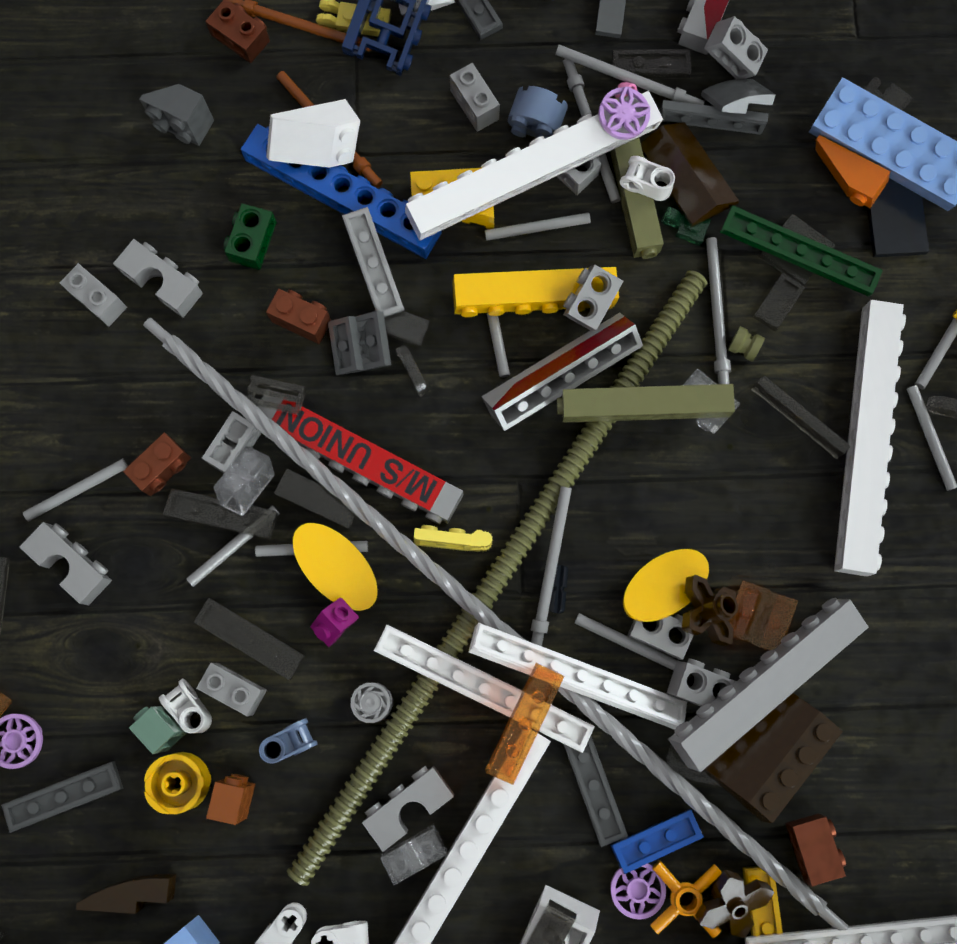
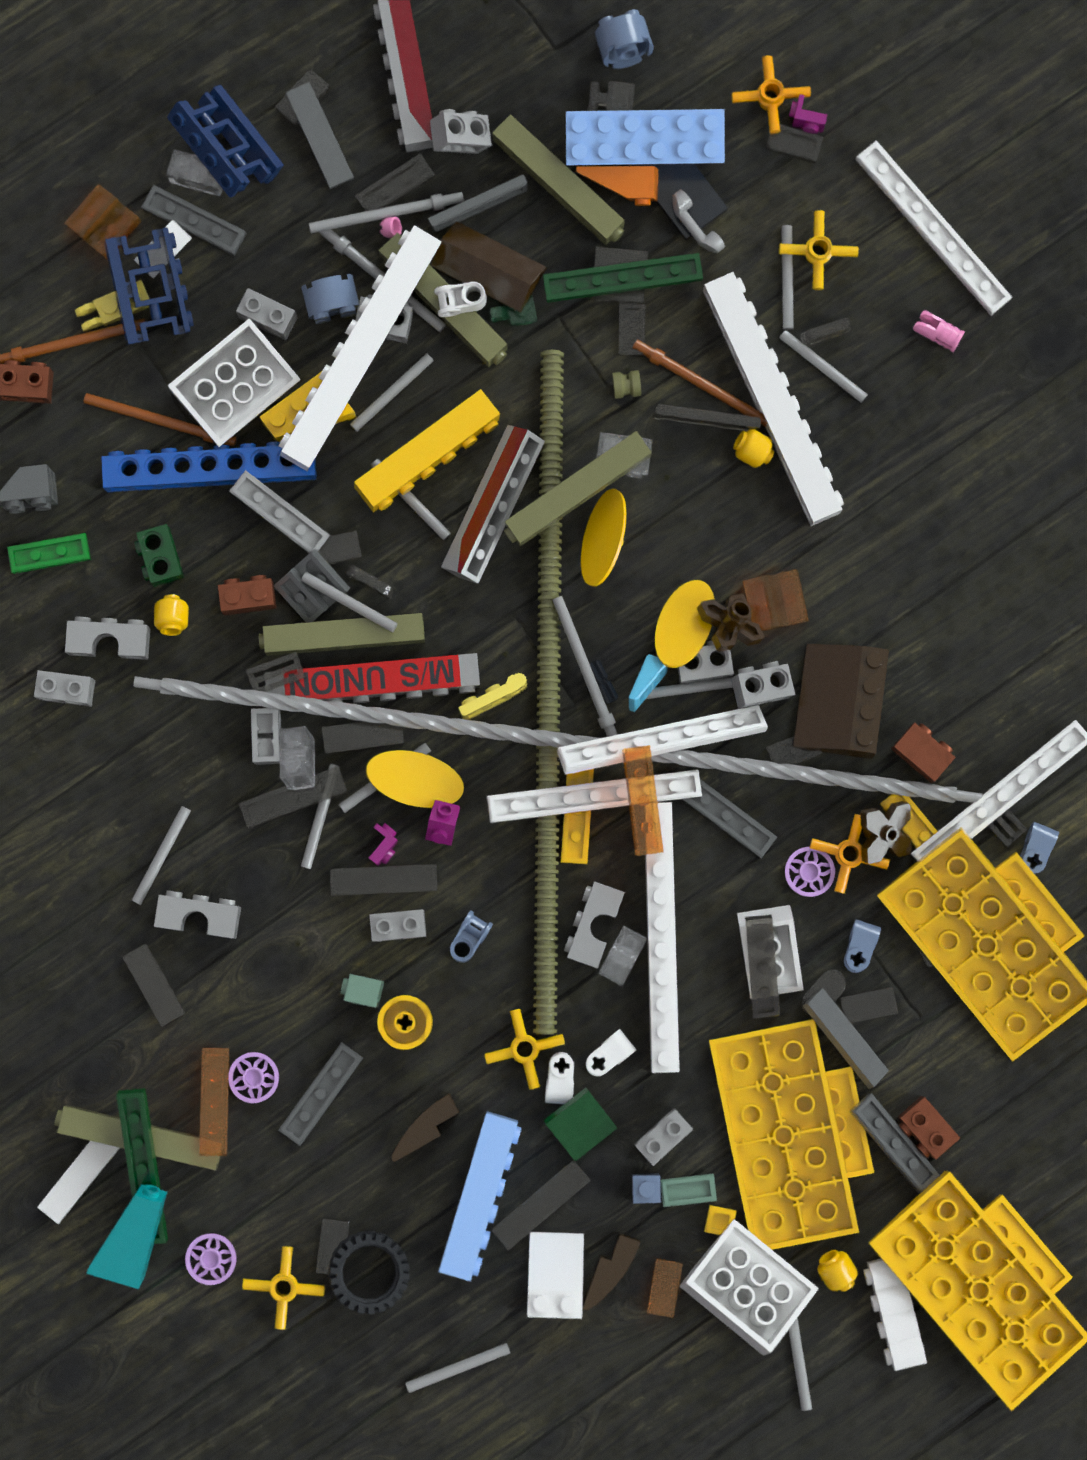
camera: 35 degrees left, 5 degrees up
(157, 465) = (216, 791): copper brick -> none
(162, 179) = (48, 553): none -> green tile
(182, 704) = (370, 963): white piece -> none
(225, 291) = (171, 615): none -> yellow head
(231, 799) = (455, 1005): dark orange brick -> none
(262, 892) = (537, 1045): none -> yellow bar
(266, 613) = (384, 851): none -> magenta bracket
(314, 135) = (165, 438): white slope -> none
(359, 400) = (340, 635): none -> olive brick
(371, 702) = (513, 865): light grey wheel -> none
(381, 375) = (349, 602): none -> light grey bar
(409, 131) = (233, 382): none -> white slope
(450, 705) = (576, 825): none -> yellow tile
(598, 301) = (487, 429): light grey brick -> none
(602, 612) = (648, 678): none -> medium azure slope
(624, 113) = (407, 259): lavender wheel -> none
(641, 462) = (603, 537): none -> yellow shield
(656, 841) = (800, 825): blue plate -> none
(722, 365) = (618, 413): light grey bar -> none
(736, 94) = (485, 174): dark grey slope -> none
(767, 683) = (809, 648): light grey brick -> none
(788, 339) = (658, 357): none -> dark orange bar
(796, 141) = (559, 180): none -> olive brick
(826, 469) = (753, 448): none -> yellow head
(896, 271) = (710, 242): none -> light grey bar
(925, 57) = (623, 39): none -> sand blue brick

